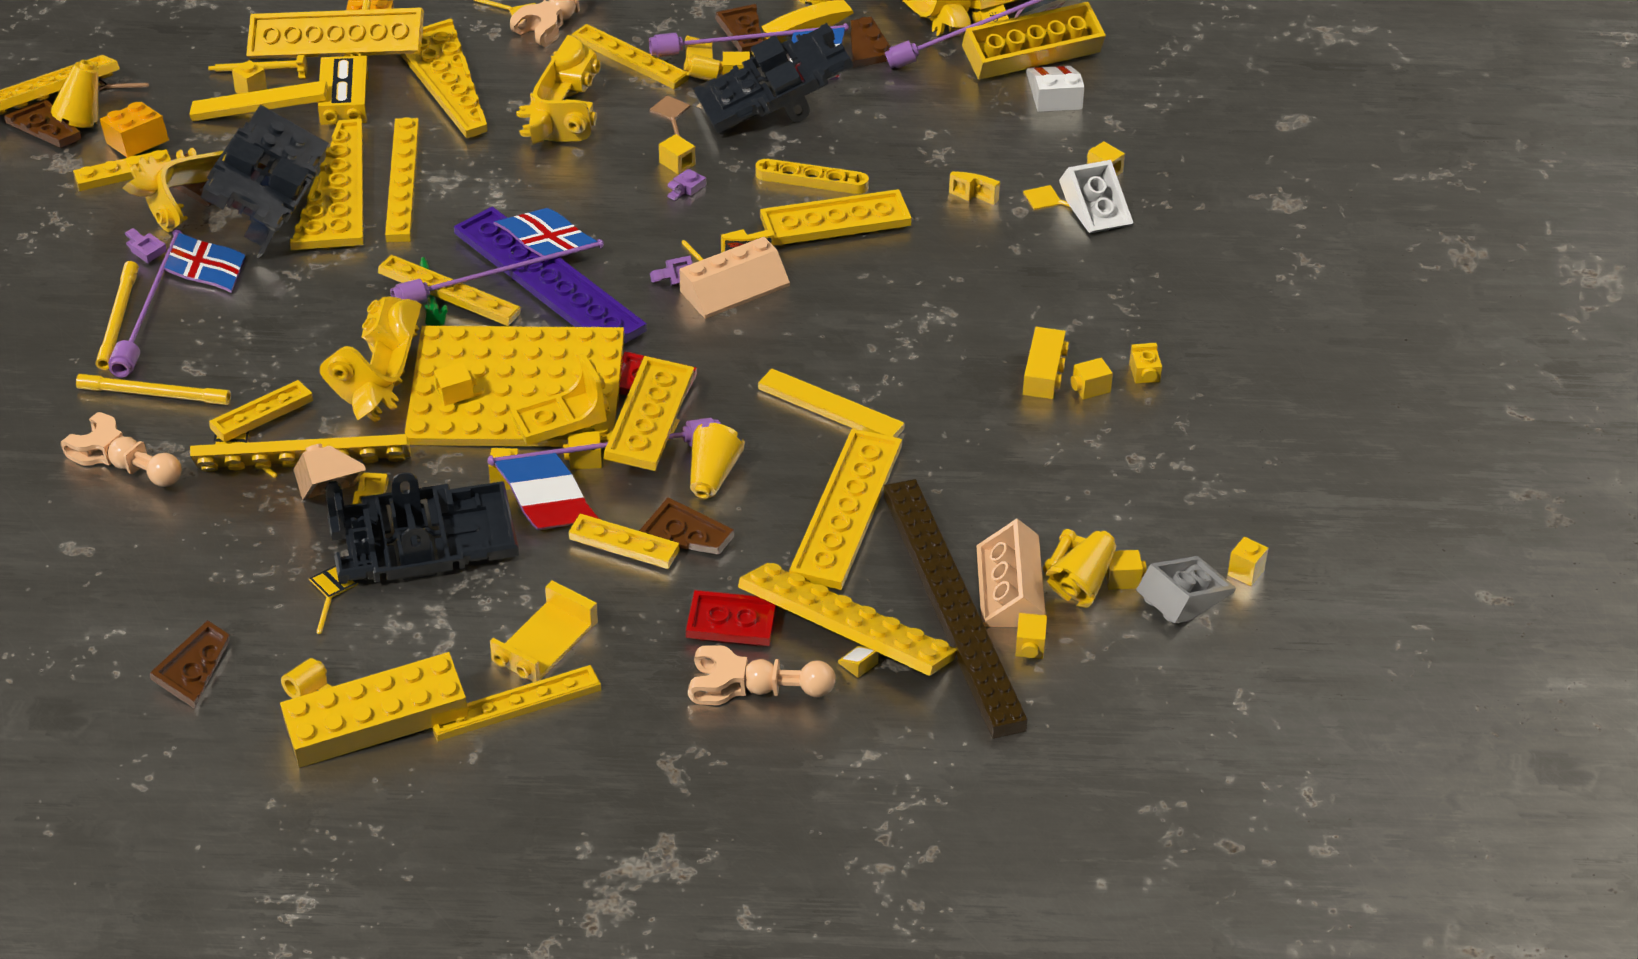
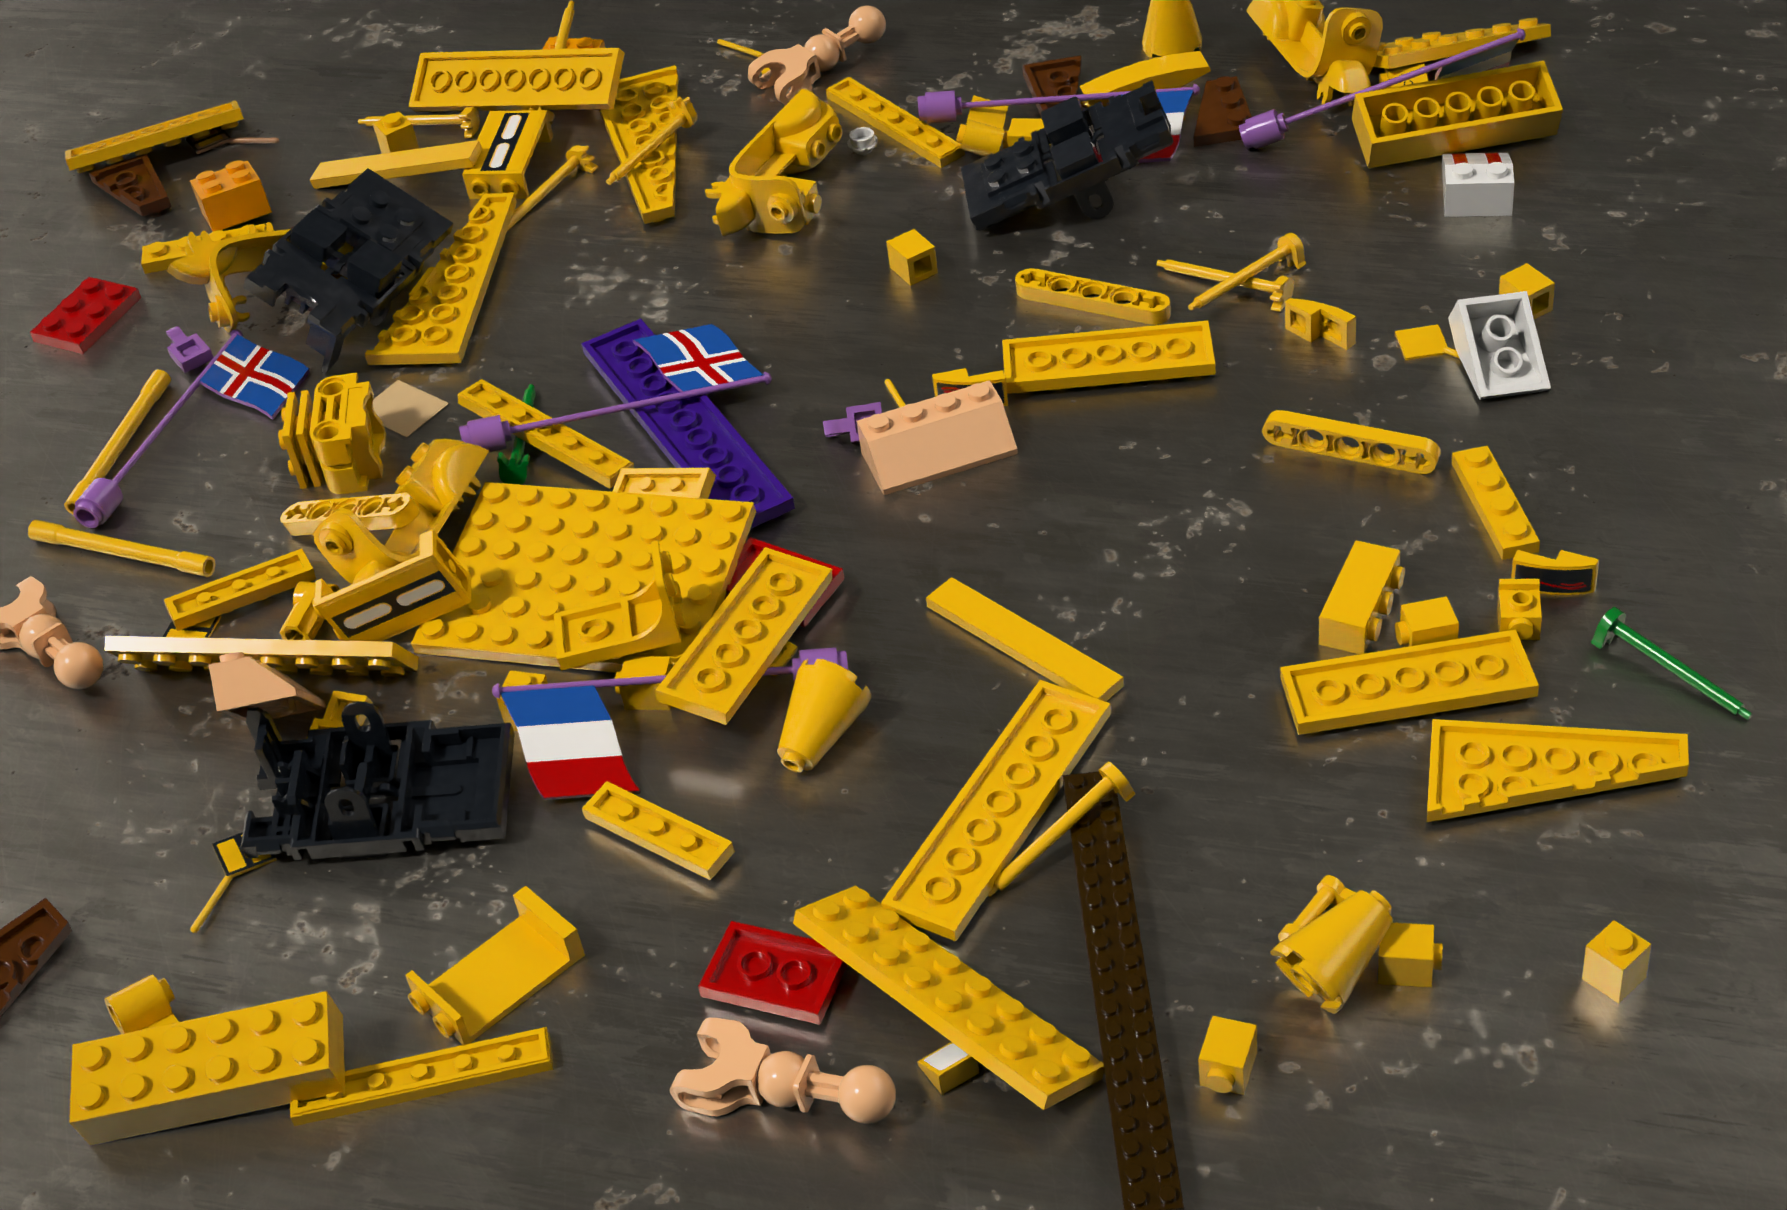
camera: 20 degrees right, 0 degrees up
(46, 224) = (85, 315): none -> red plate
(79, 96) = (175, 151): yellow cone -> none
(297, 299) = (334, 435): none -> yellow piece
(313, 355) = (374, 511): none -> yellow beam
(320, 419) = (303, 620): none -> yellow piece
(329, 279) = (406, 407): none -> tan sticker
(392, 406) = (397, 596): none -> yellow panel
(397, 91) = (577, 159): none -> yellow piece
(402, 180) = (542, 278): yellow plate -> none
(454, 383) = (492, 569): yellow brick -> none
(474, 57) = (684, 116): none -> yellow piece
(554, 317) = (678, 482): none -> yellow plate
(612, 71) = (862, 140): none -> white plate
(670, 109) = (926, 195): medium nougat piece -> none
(687, 182) = (915, 298): medium lavender plate -> none
(688, 528) = (754, 818): reddish brown wing -> none
(921, 483) = (1111, 780): none -> yellow piece
(940, 136) = (1289, 248): none -> yellow piece
(941, 165) = (1281, 288): none -> yellow piece
(1010, 575) = (1221, 947): light nougat slope -> none
(1025, 261) = (1367, 437): none -> yellow beam
(1086, 412) = (1408, 682): none -> yellow plate
(1114, 298) = (1495, 502): none -> yellow plate
(1158, 457) = (1514, 765): none -> yellow wing
(1170, 340) = (1564, 576): none -> slope
(1183, 588) = (1500, 997): light grey slope -> none
(1205, 369) = (1613, 624): none -> green piece

